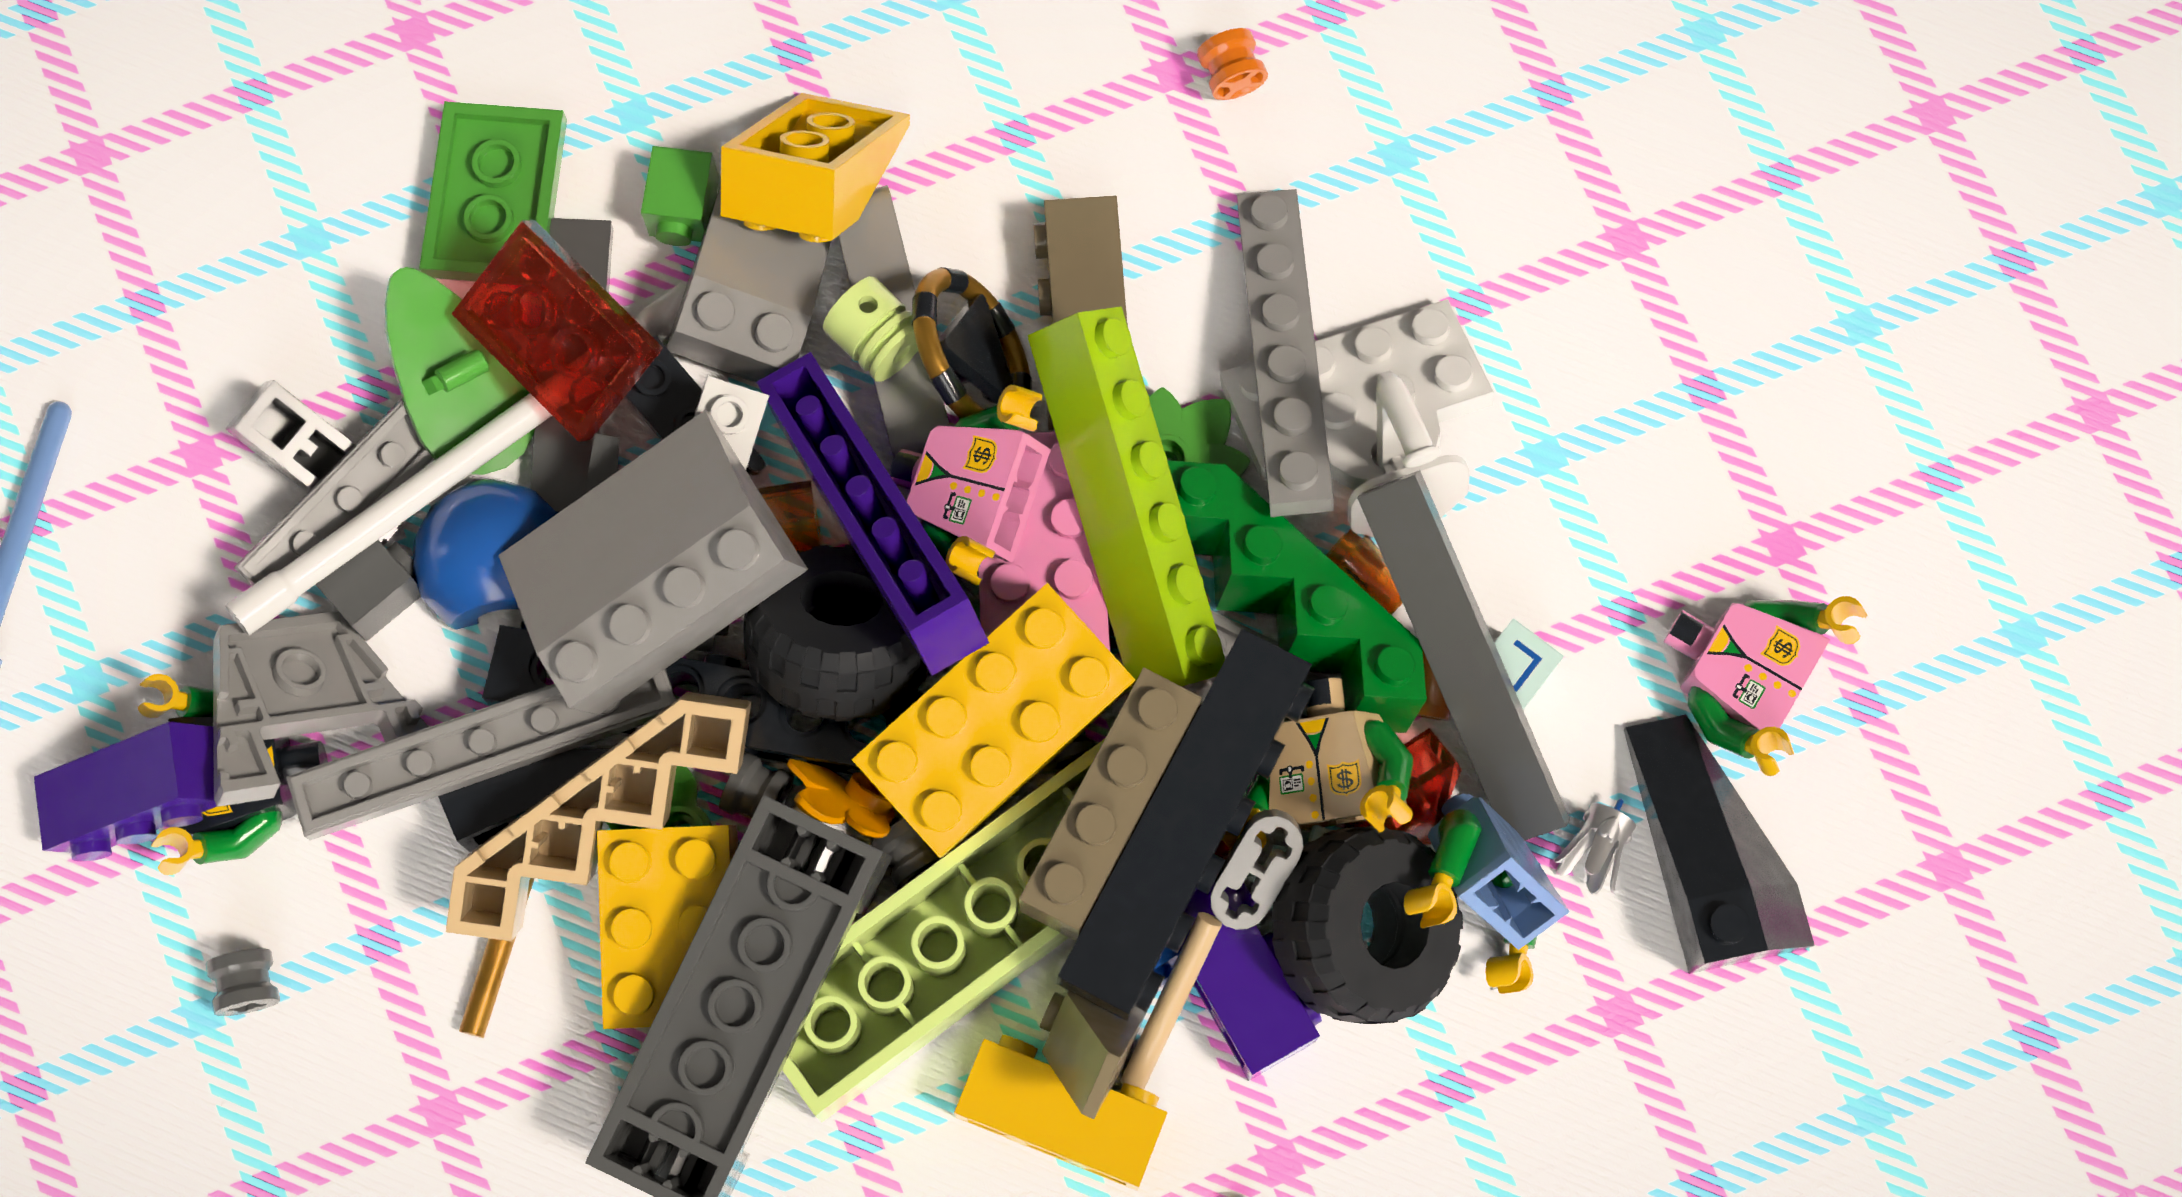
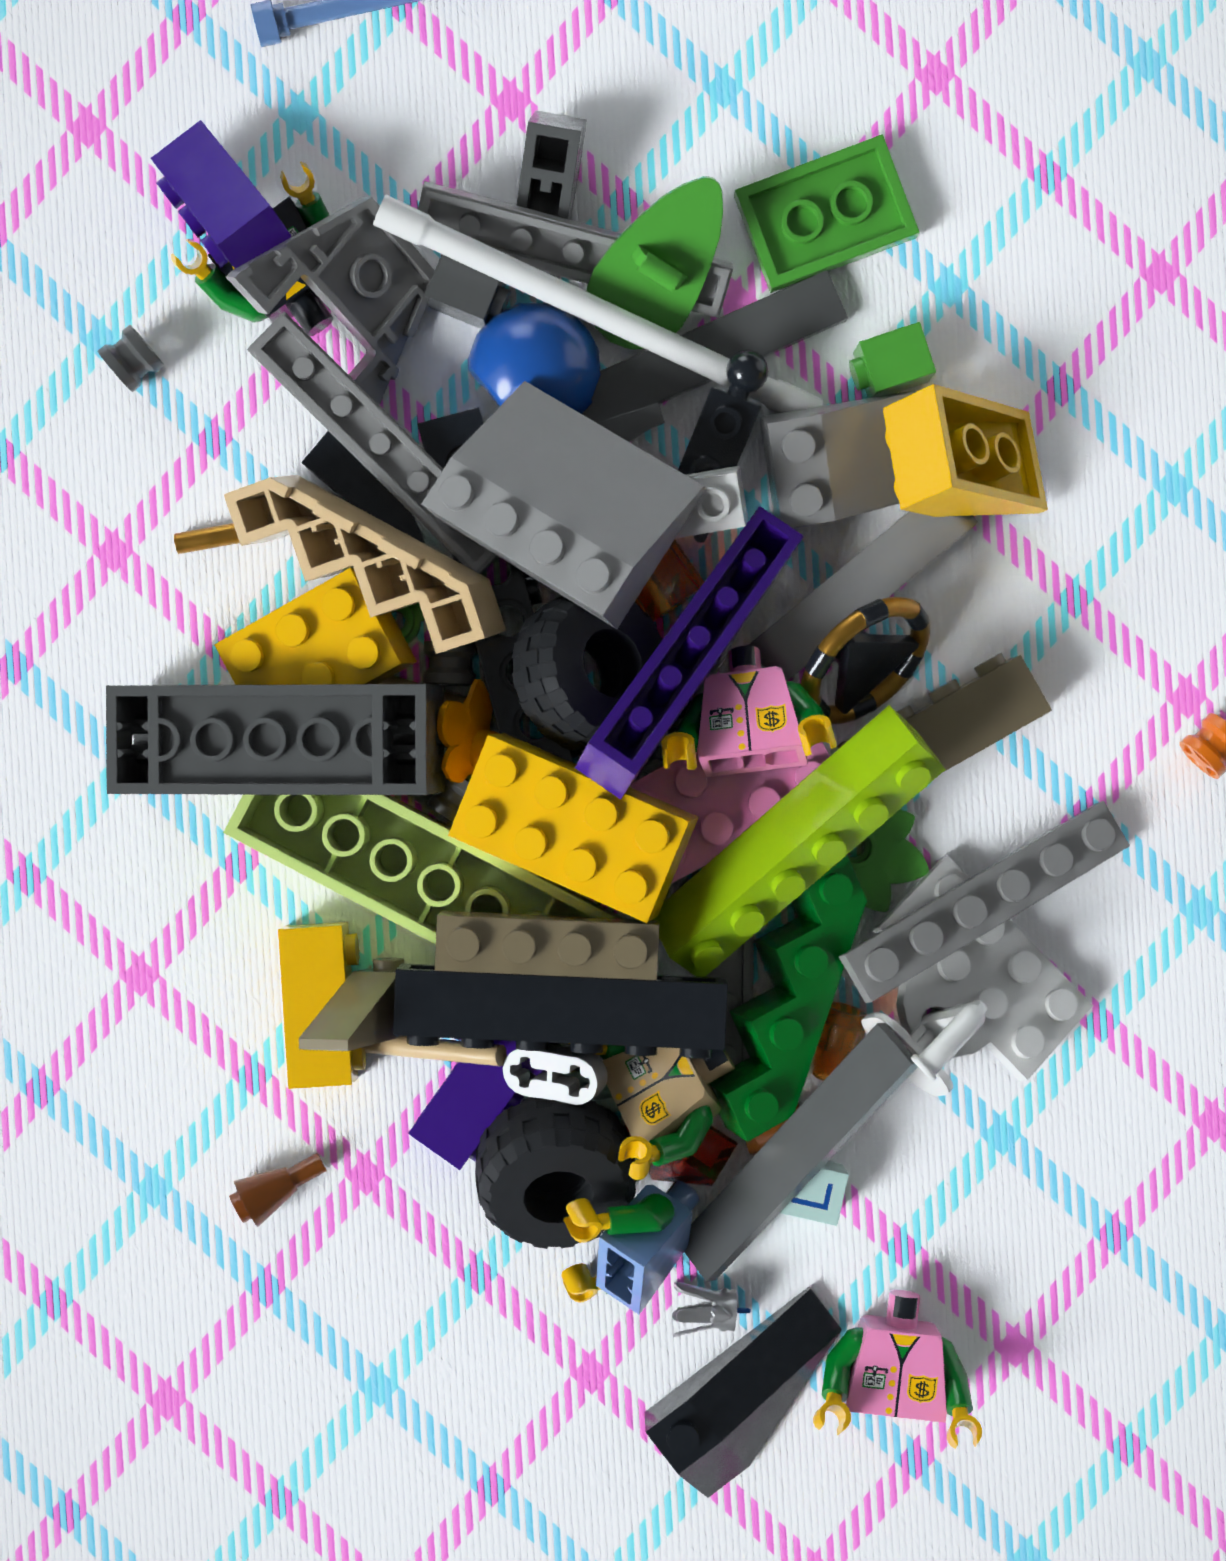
camera: 65 degrees right, 15 degrees up
(556, 330) = (723, 330): clear red plate -> none
(872, 328) = (845, 576): yellowish green piece -> none

